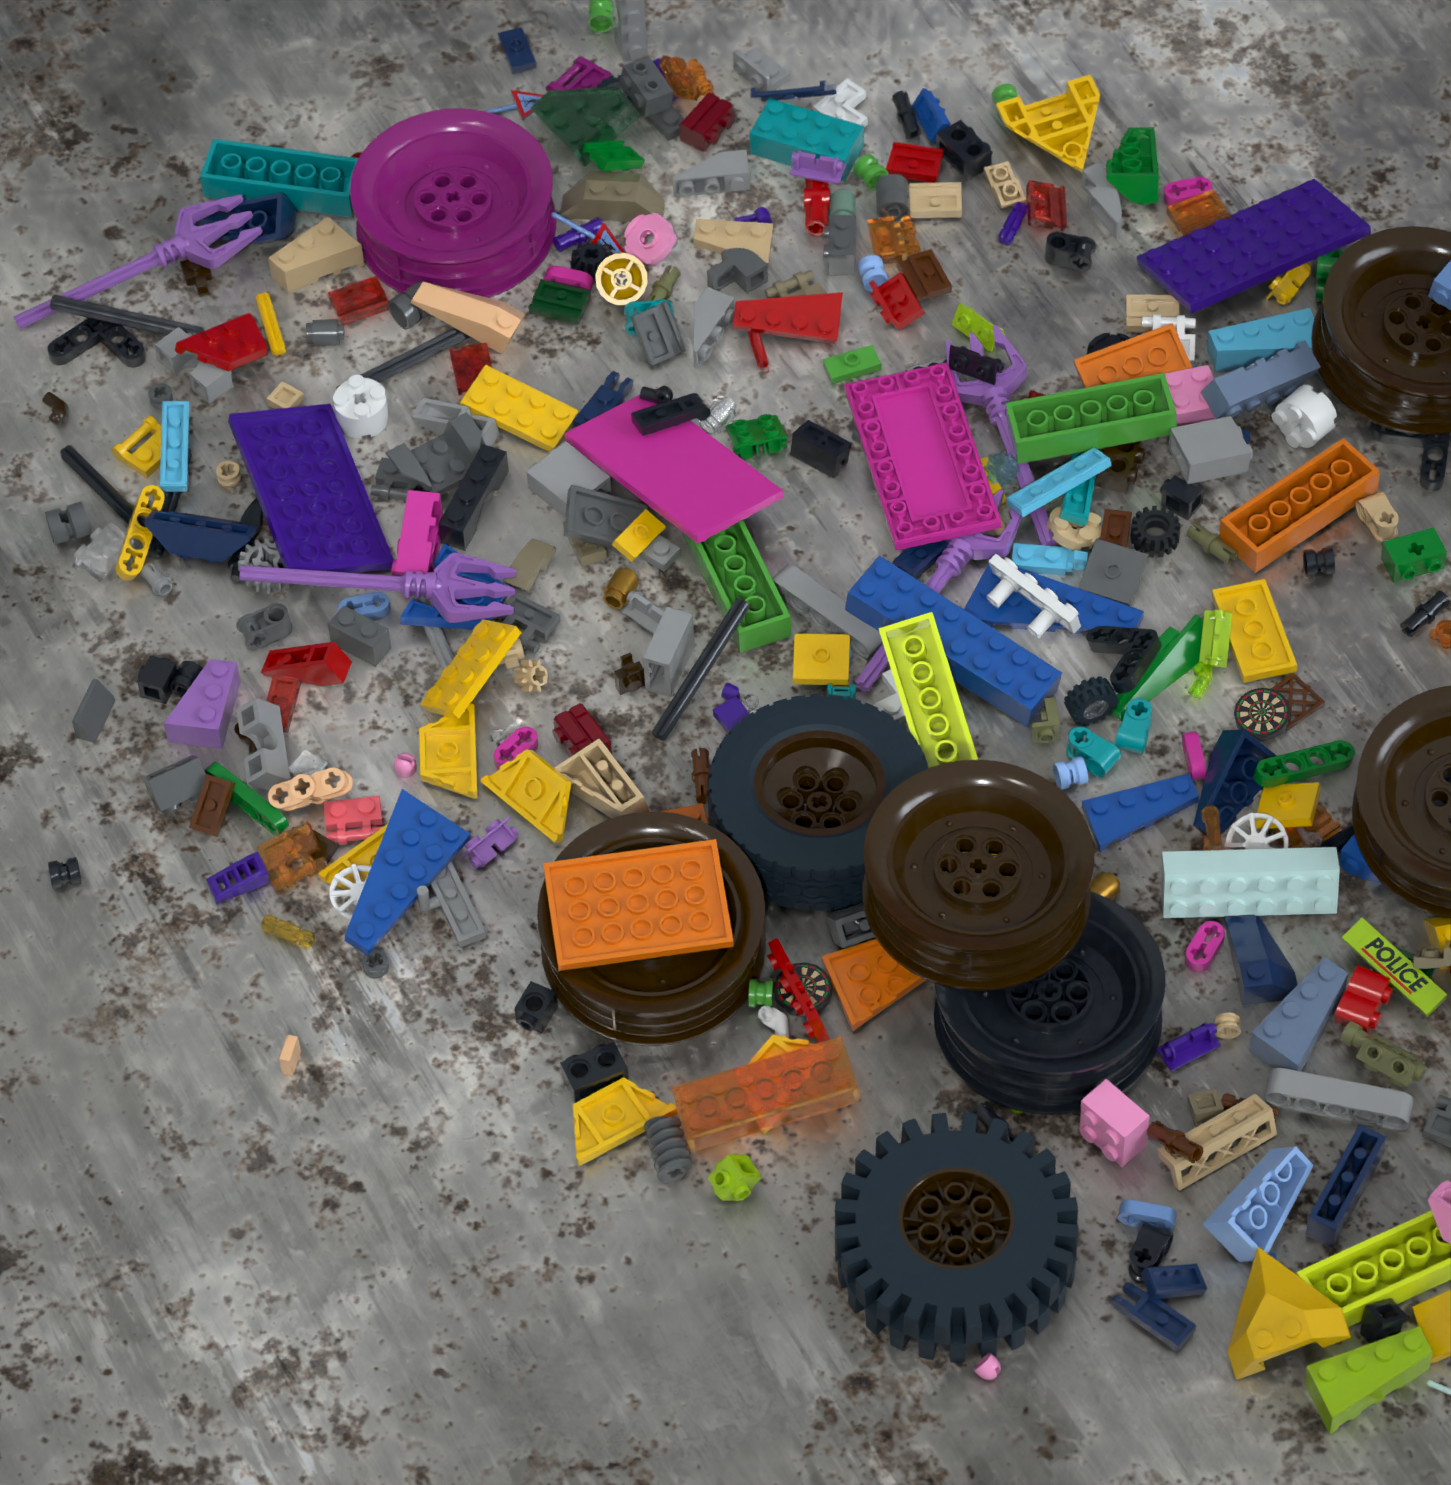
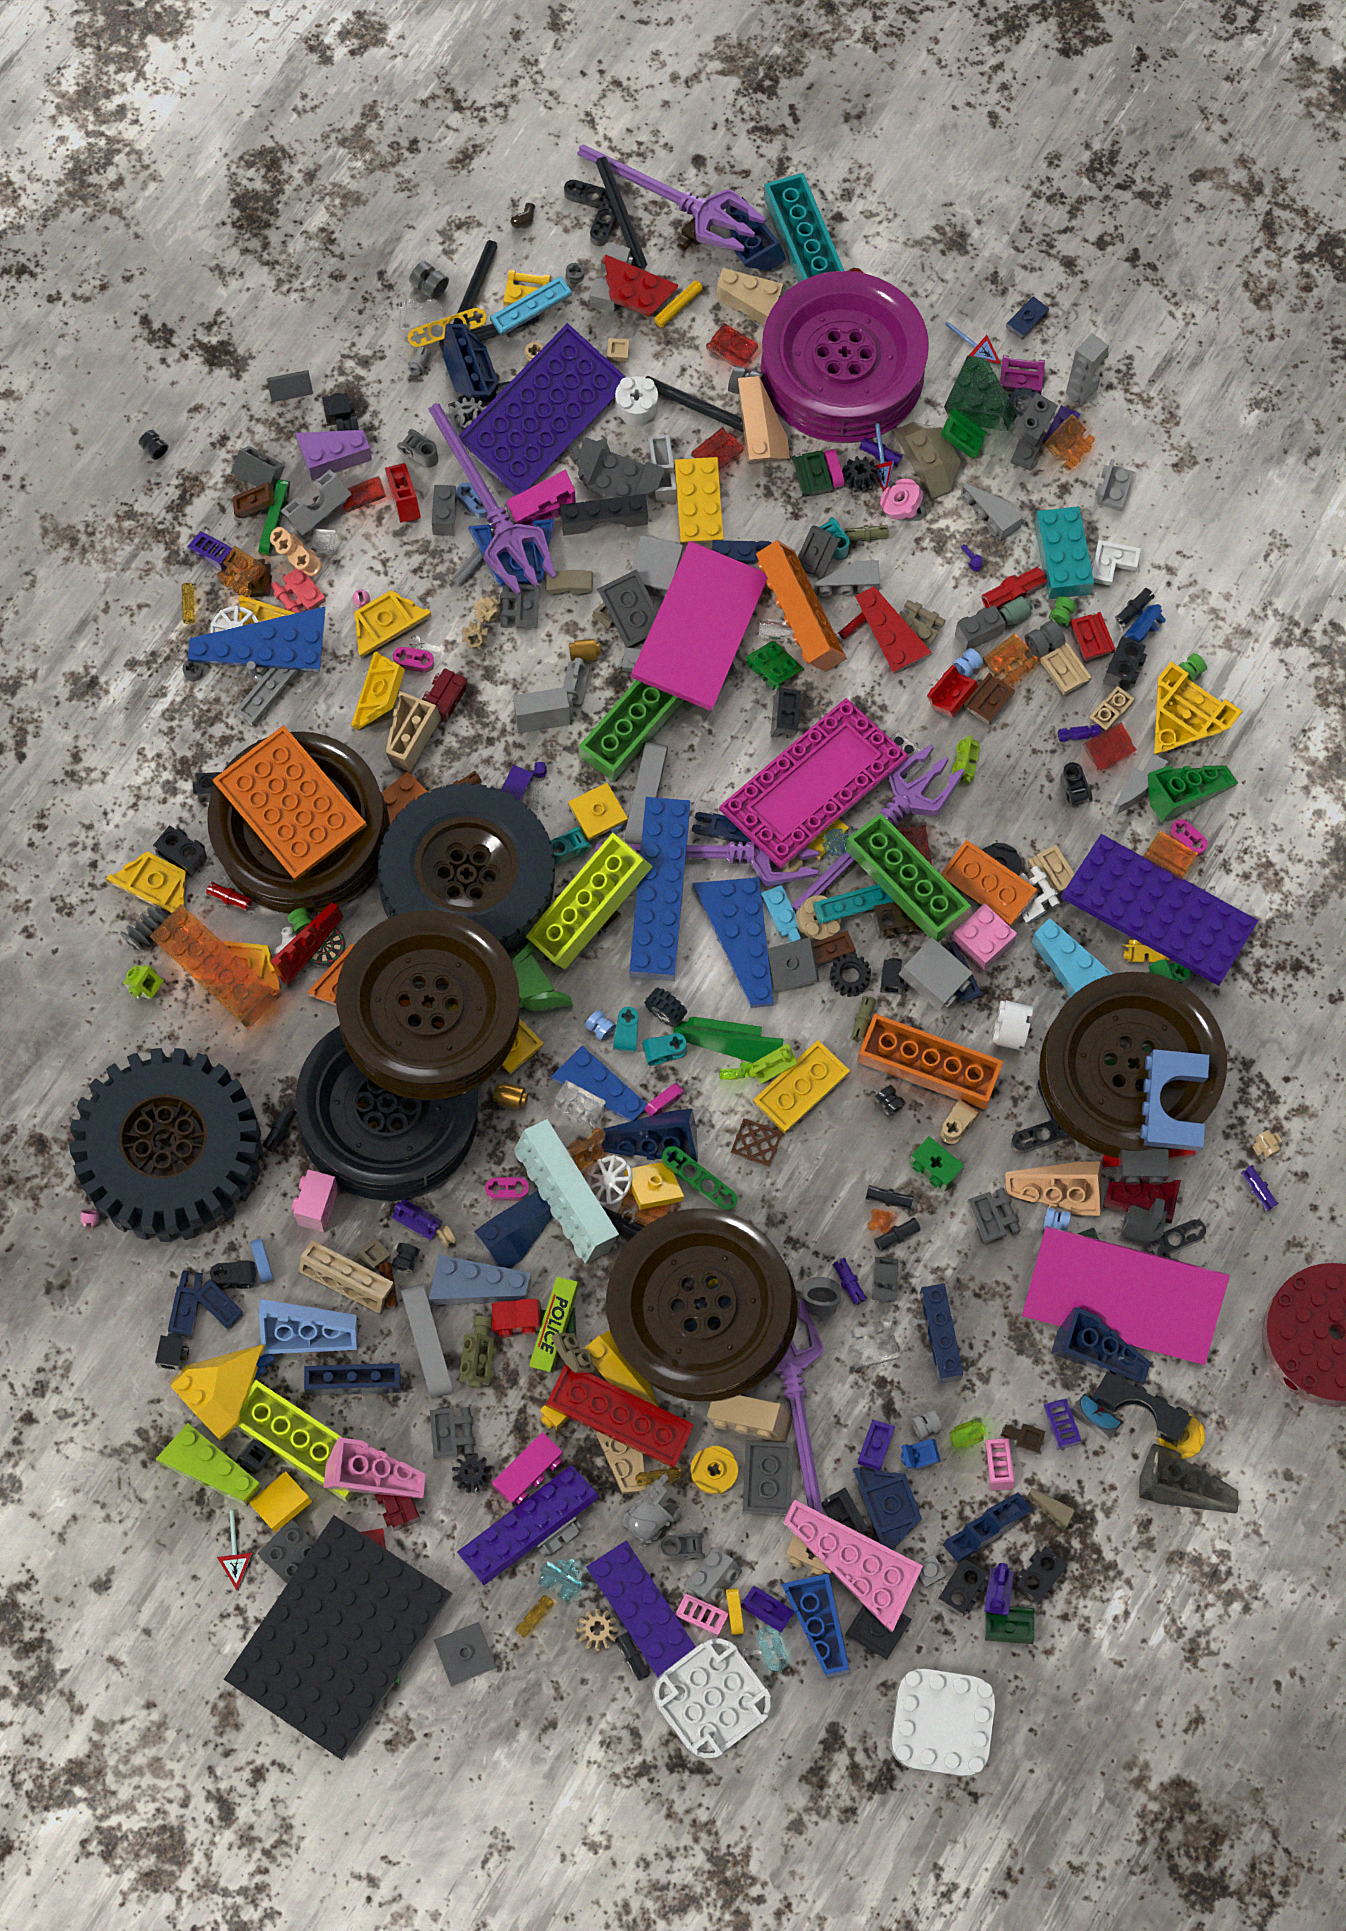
camera: 55 degrees right, 15 degrees up
(290, 1055) = (90, 659): light nougat tile -> none
(324, 332) = (689, 341): dark grey brick -> none
(470, 668) = (452, 593): yellow plate -> none
(498, 835) = (335, 688): medium lavender hinge -> none
(609, 272) = (849, 501): yellow cylinder -> none
(630, 676) = (507, 693): dark brown plate -> none
(638, 535) = (628, 636): yellow plate -> none
(657, 395) = (759, 583): black arm -> none
(670, 414) = (744, 598): black plate -> none
(682, 1051) = (229, 896): none -> red pin
(700, 669) = (538, 738): black axle -> none
(706, 122) = (1038, 478): dark red brick -> none
(713, 372) = (800, 606): none -> orange brick
(724, 235) = (945, 556): tan wing -> none
(738, 266) = (916, 572): dark grey brick -> none
(795, 93) = (1097, 518): dark blue door -> none
(823, 169) = (1032, 573): medium lavender hinge -> none
(852, 364) = (878, 694): bright green plate -> none
(974, 365) = (915, 767): black hinge -> none
(1026, 585) = (733, 928): white plate -> none
(1049, 726) = (638, 988): olive bracket -> none
(1058, 482) = (843, 886): medium azure tile -> none
(1141, 644) = (727, 1011): black beam -> none
(1151, 830) = (580, 1104): none -> clear brick
(1175, 1141) = (318, 1248): reddish brown pin -> none
(1205, 1354) = (171, 1352): none -> black brick
(1229, 1074) = (405, 1259): none -> black wheel
(1260, 382) = (1018, 977): sand blue wedge -> none
(1262, 713) = (729, 1128): black tile -> none

